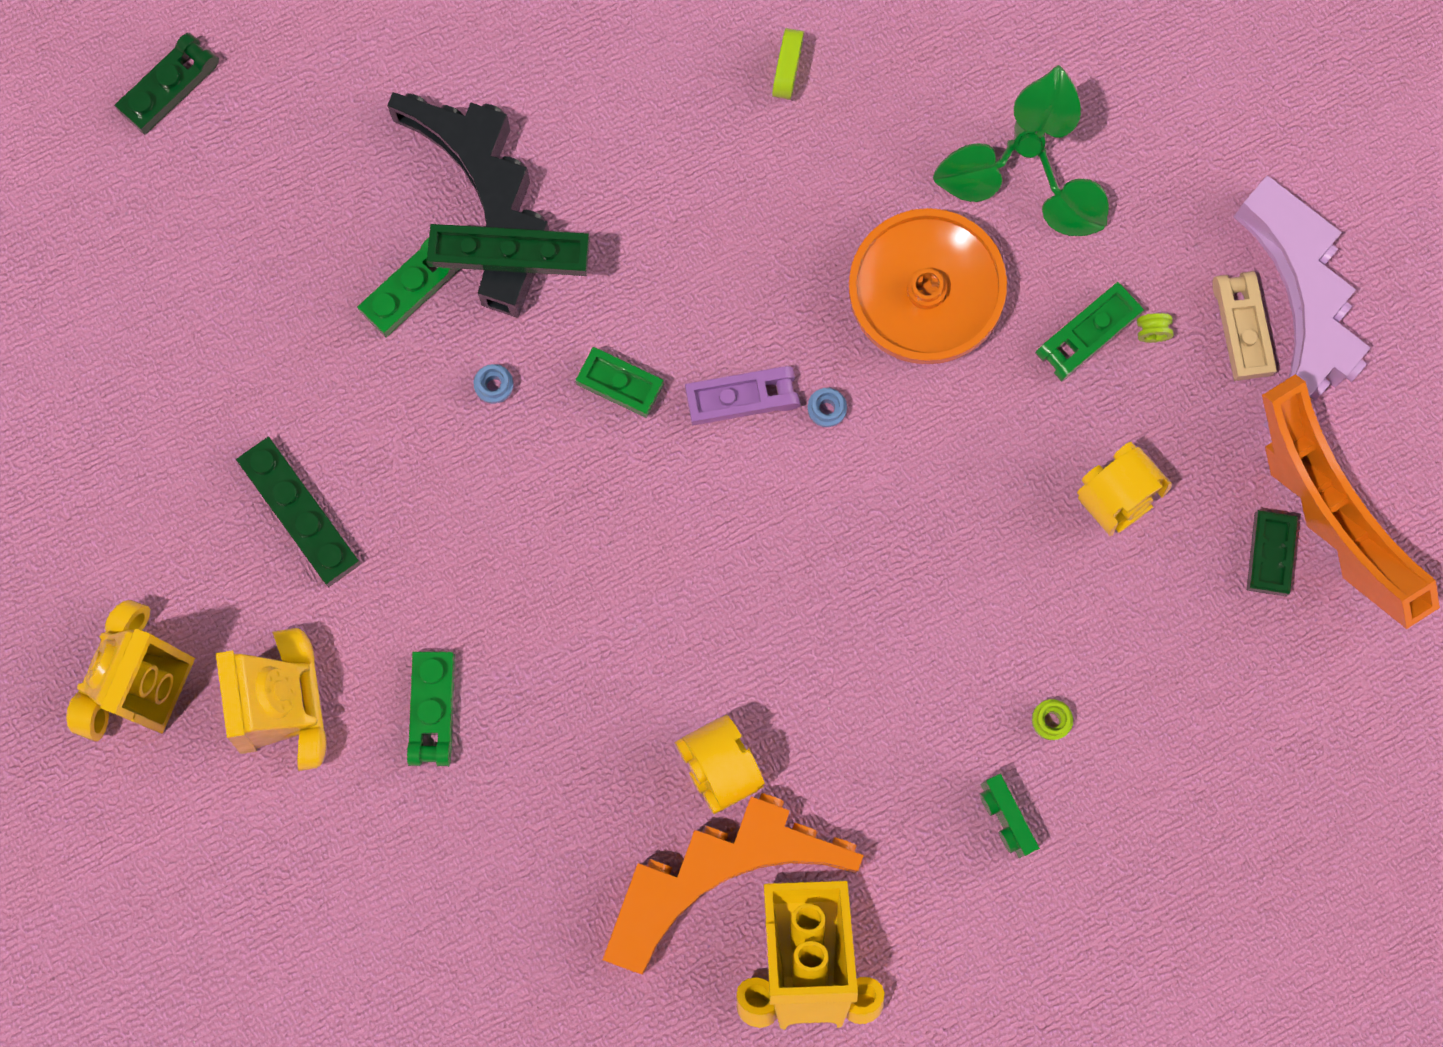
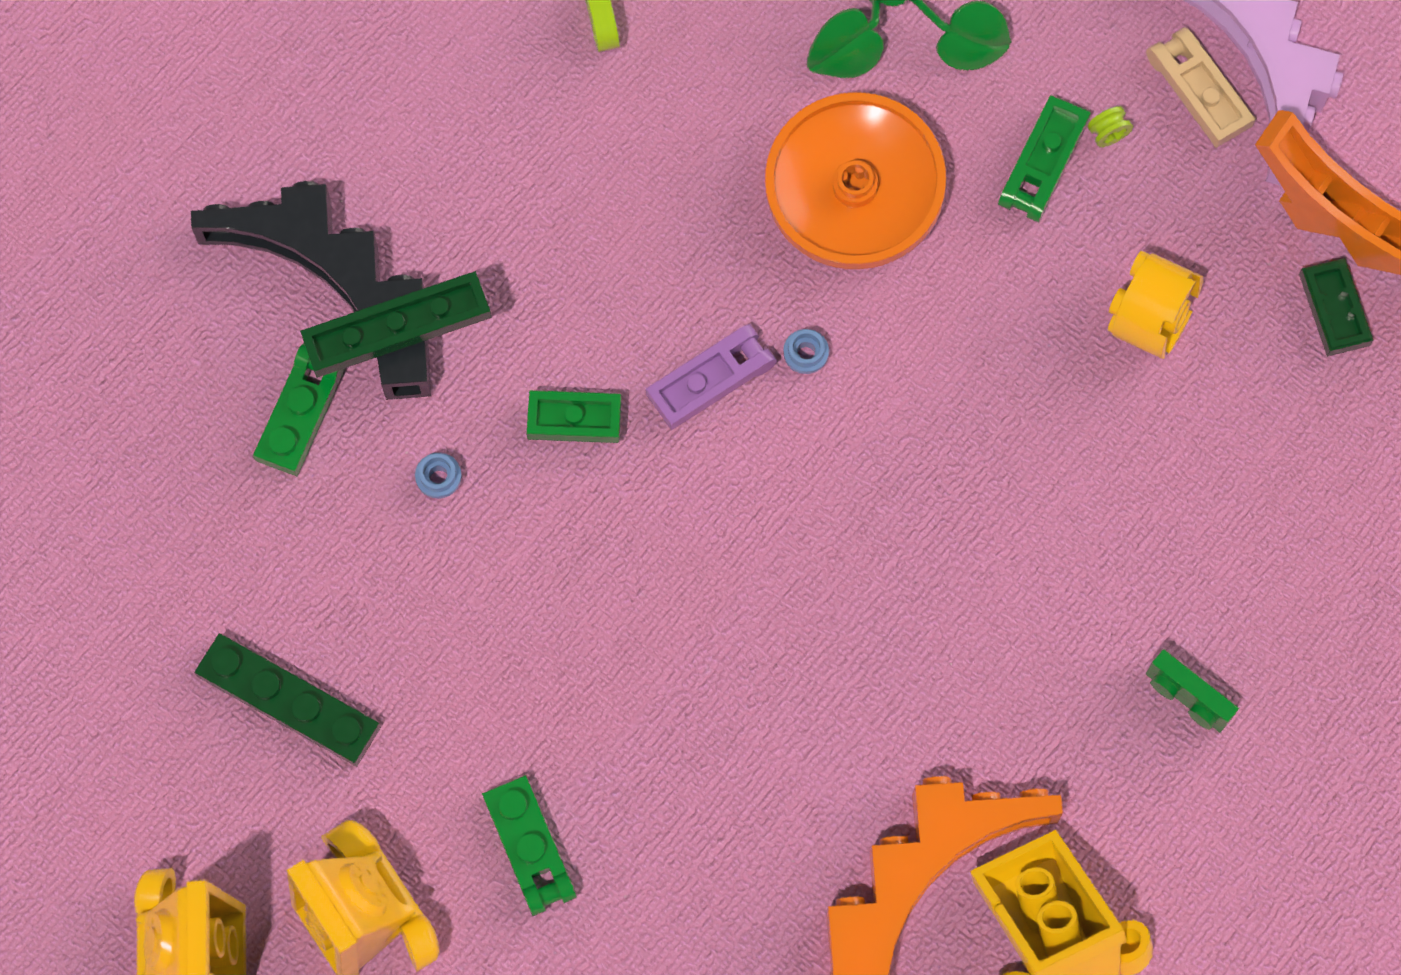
camera: 20 degrees left, 5 degrees down
(720, 764) = (867, 765): yellow brick -> none
(1064, 716) = (1195, 562): lime plate -> none

